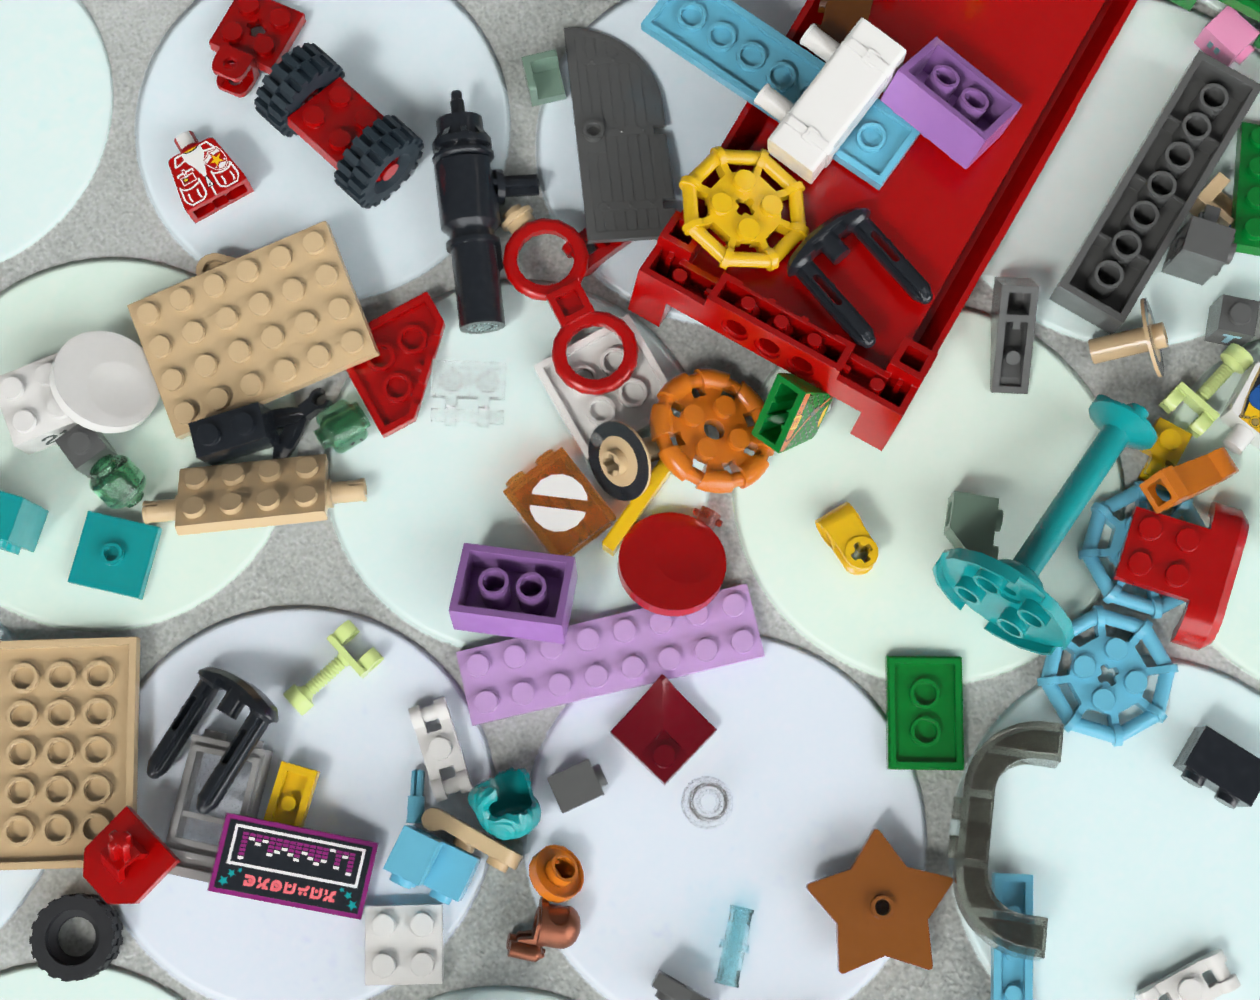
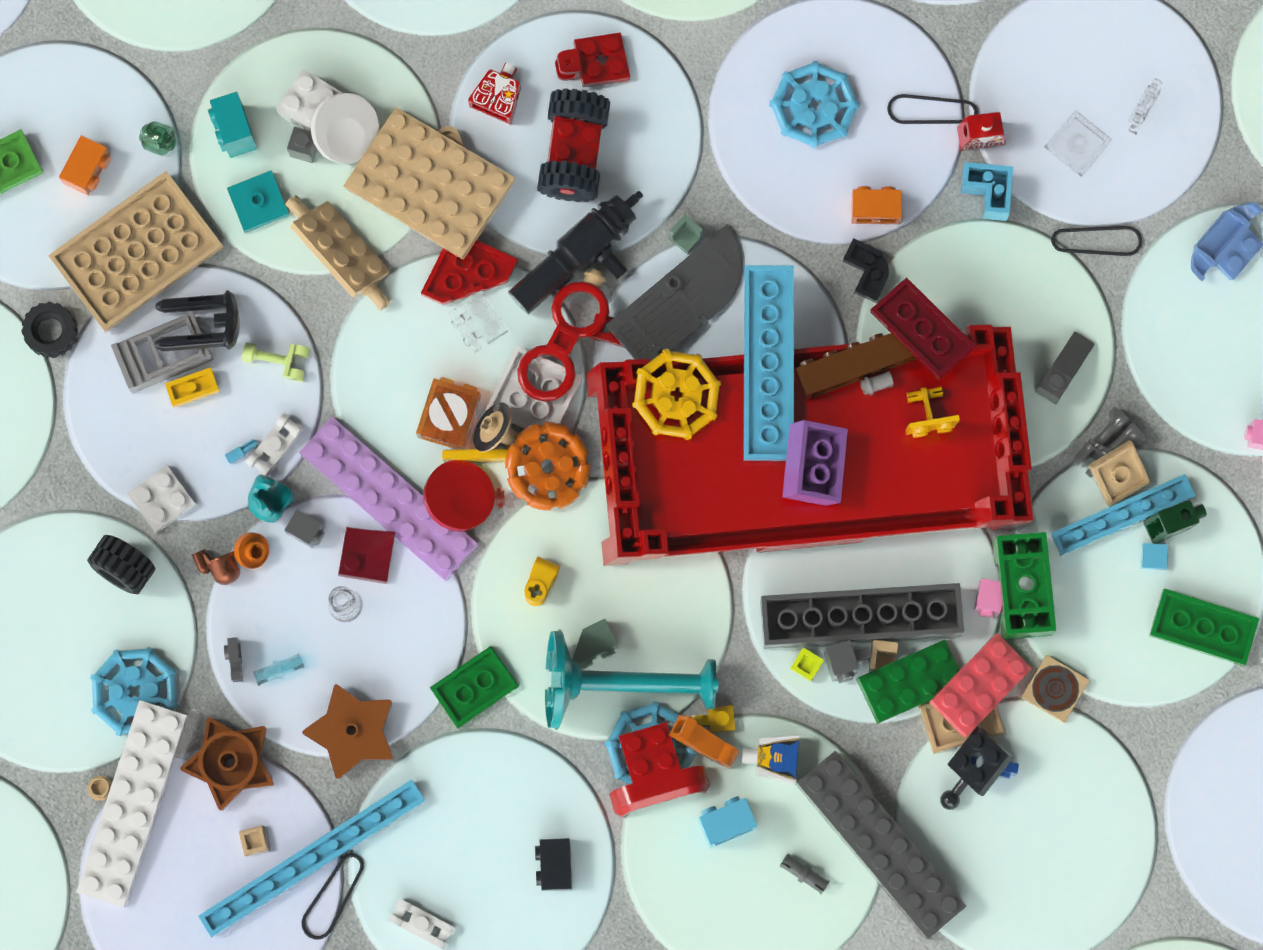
camera: 55 degrees right, 0 degrees up
(117, 481) = (296, 174): clear green head -> none
(127, 860) = (105, 325): red piece -> none
(234, 433) = (365, 215): black brick -> none
(292, 866) = (161, 412): tile -> none
(294, 422) = (395, 241): black piece -> none
(342, 426) = (410, 268): clear green head -> none
(432, 862) = (213, 482): medium azure brick -> none
(469, 838) = (239, 493): tan plate -> none
(513, 593) = (382, 423): medium lavender brick -> none
(791, 413) = (584, 500): green torso -> none
(828, 240) = (692, 451): black piece -> none
(834, 100) = (765, 399): white piece -> none
(1001, 928) = (432, 748): clear smoke arch -> none
(1012, 333) = (722, 591): dark grey slope -> none
(1128, 682) = (558, 758): medium azure plate -> none
(1144, 339) = (768, 665): tan piece -> none
(1168, 297) = (806, 664): none -> neon yellow plate
(1232, 320) = (816, 708): dark grey brick -> none
(1234, 360) = (794, 725): yellowish green bar -> none

